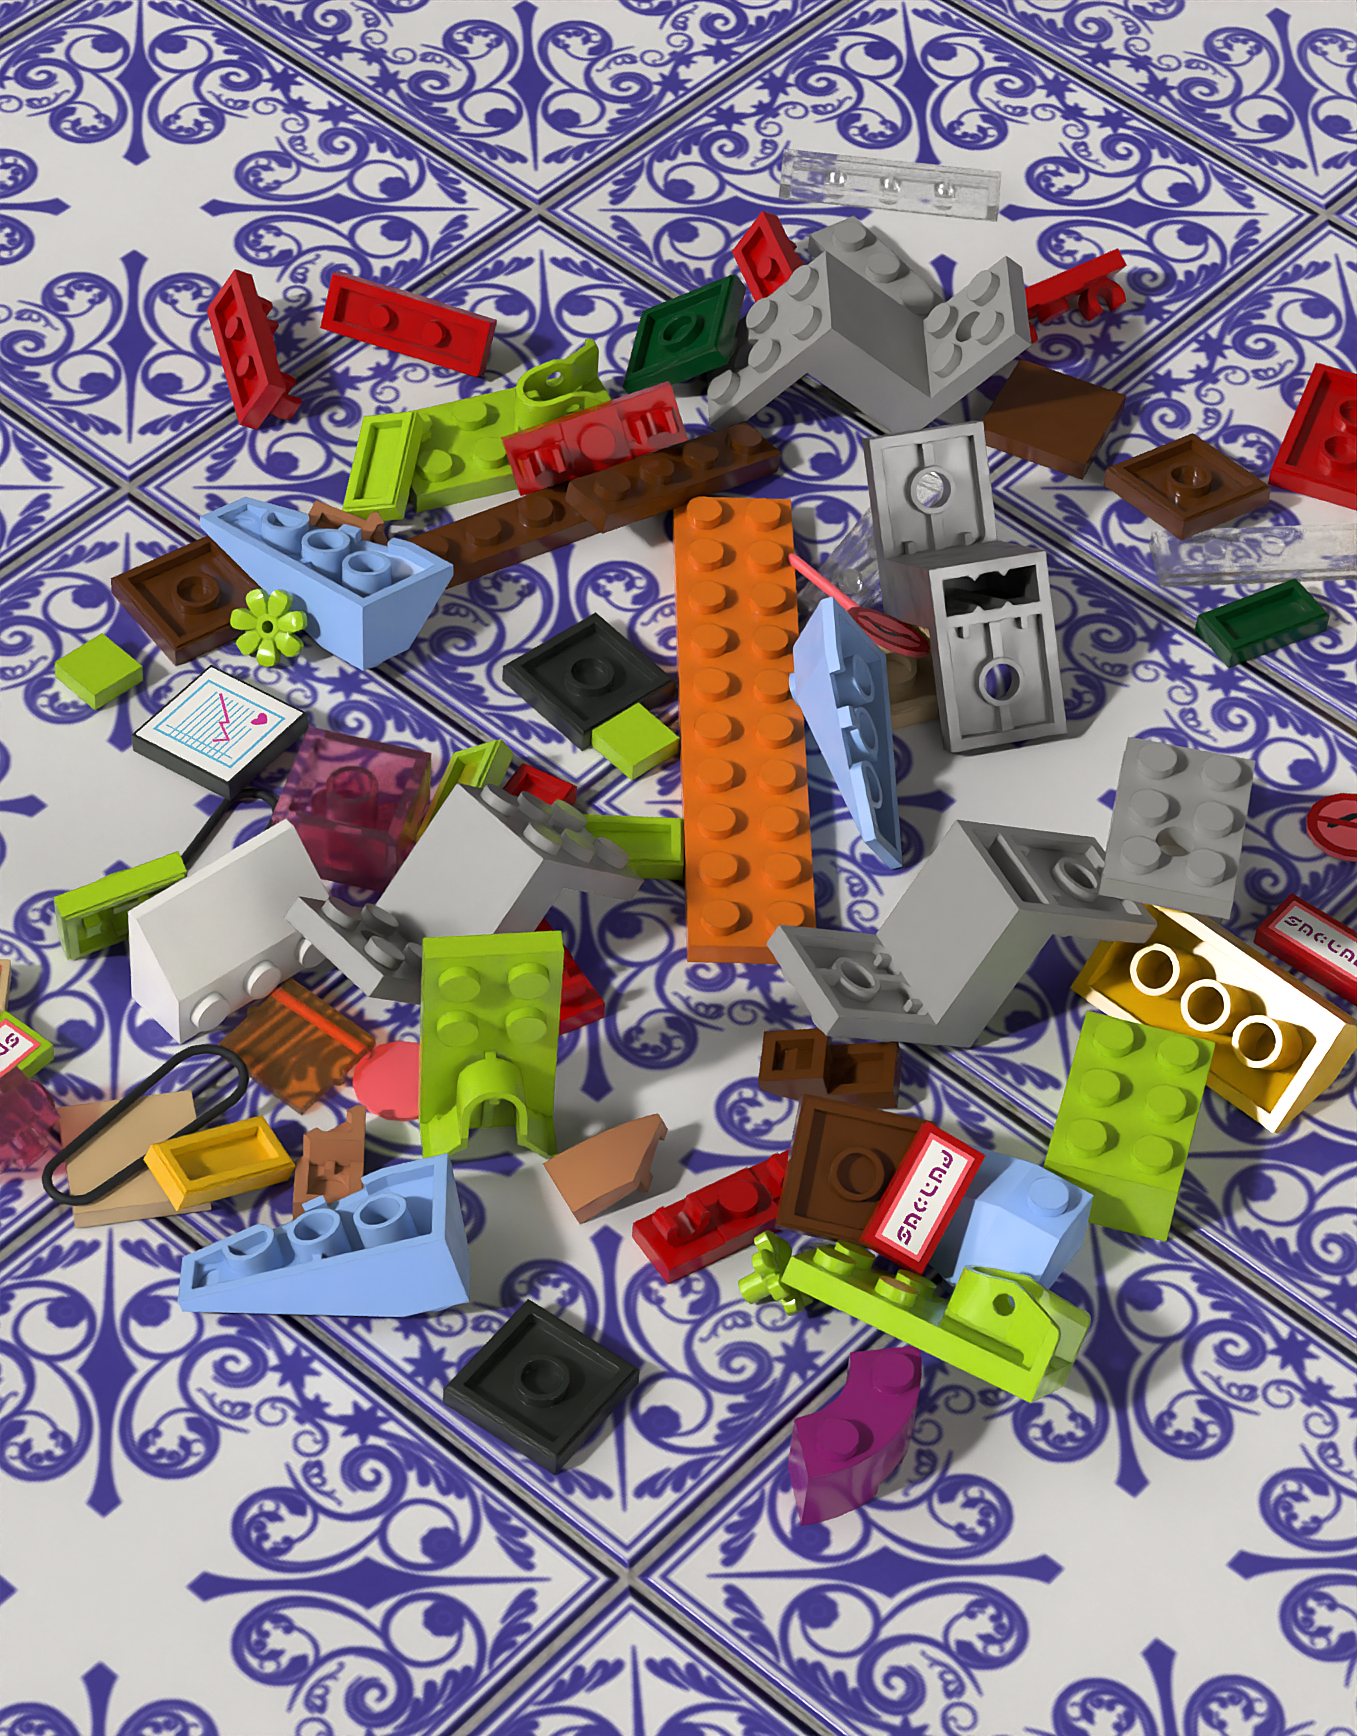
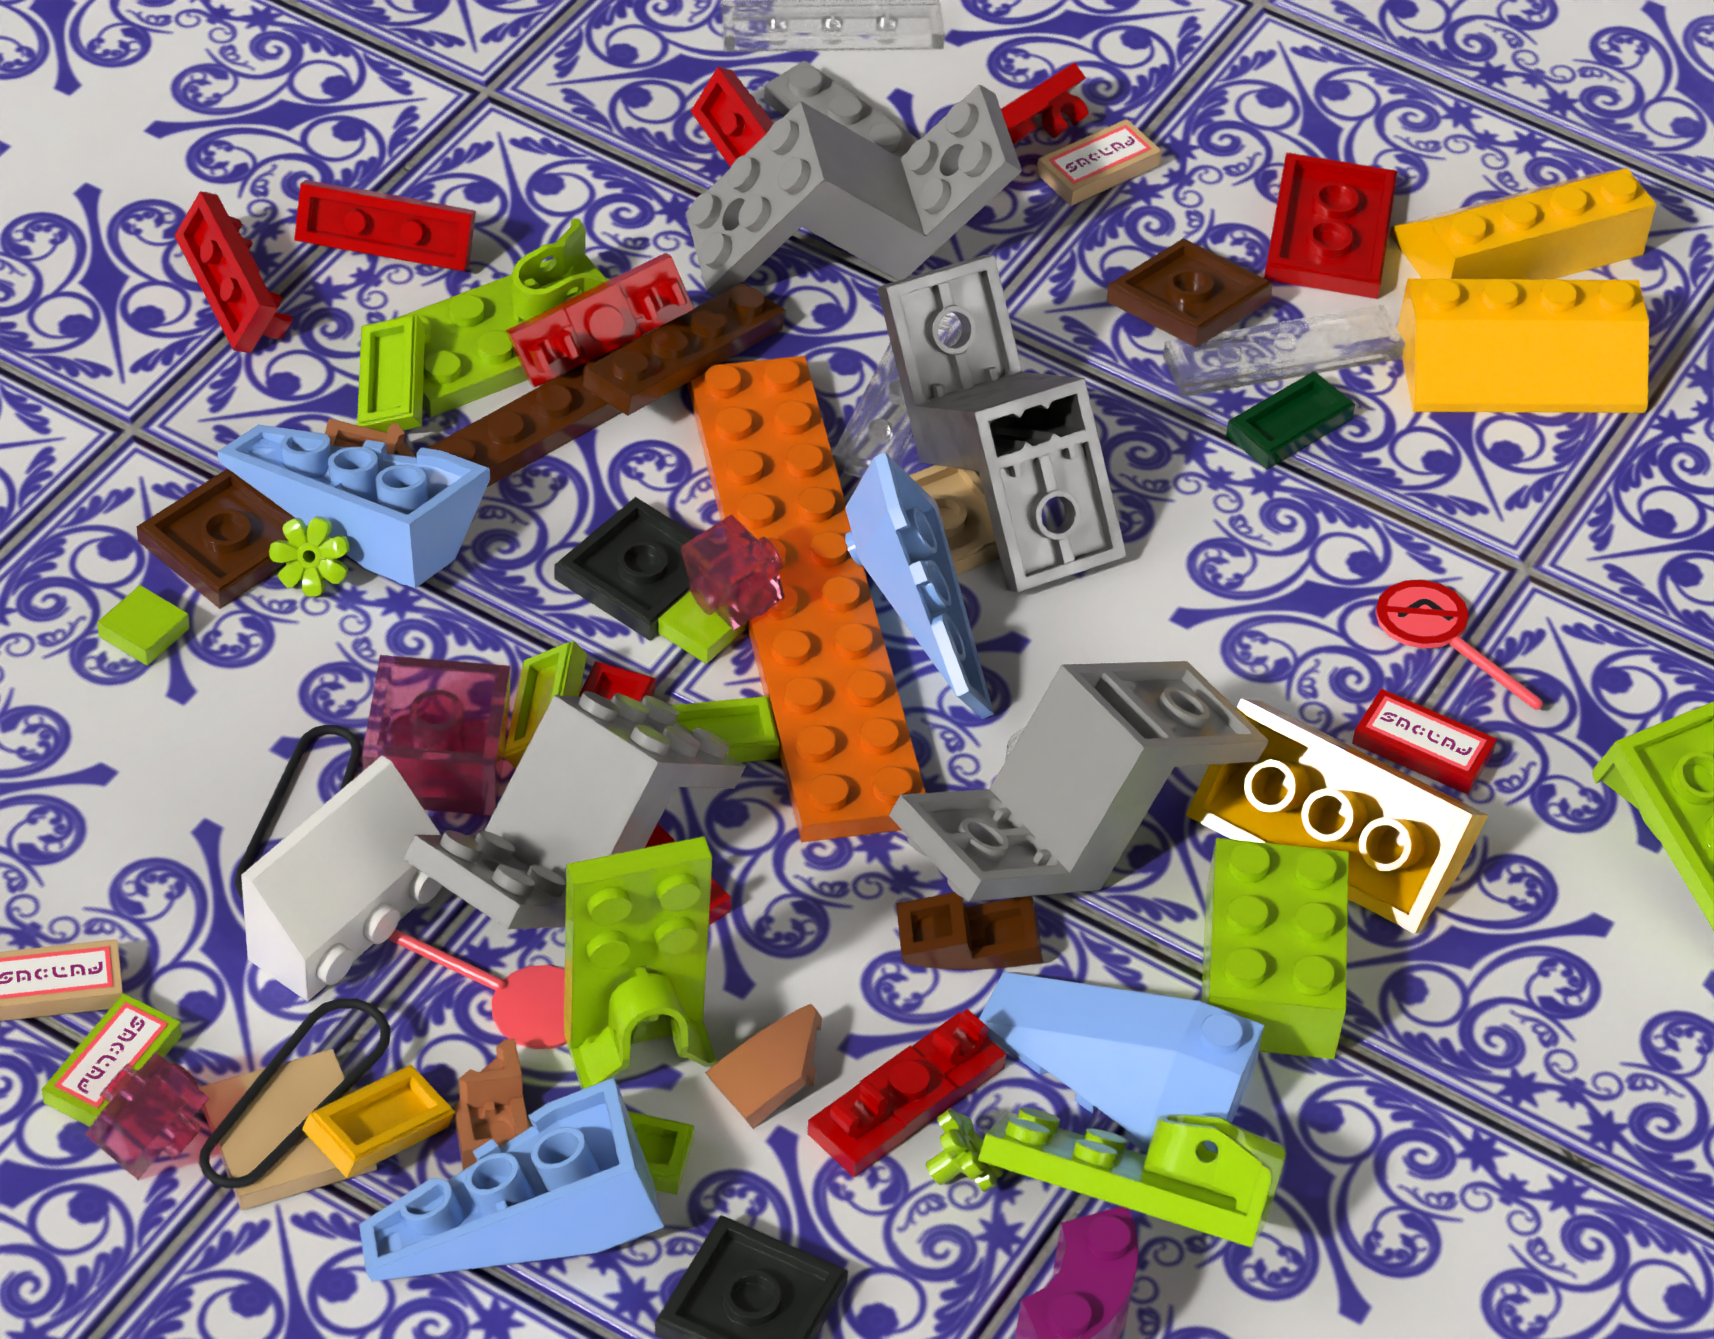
camera: 10 degrees left, 0 degrees up
(98, 912) = (215, 868): lime piece -> none
(220, 732) = (282, 671): tile -> none
(298, 1045) = (430, 986): clear orange piece -> none
(488, 1230) = (665, 1149): none -> lime tile
(669, 694) = (733, 572): none -> clear pink brick
(685, 335) = (666, 204): dark green tile -> none
(840, 1167) = (1023, 1039): reddish brown tile -> none
(880, 627) = (930, 476): coral piece -> none
(921, 1198) = (1096, 1053): tile -> none
(1052, 418) = (1044, 240): reddish brown tile -> none
(1126, 349) = (1098, 162): none -> tile
(1177, 828) = (1269, 640): light grey bracket -> none

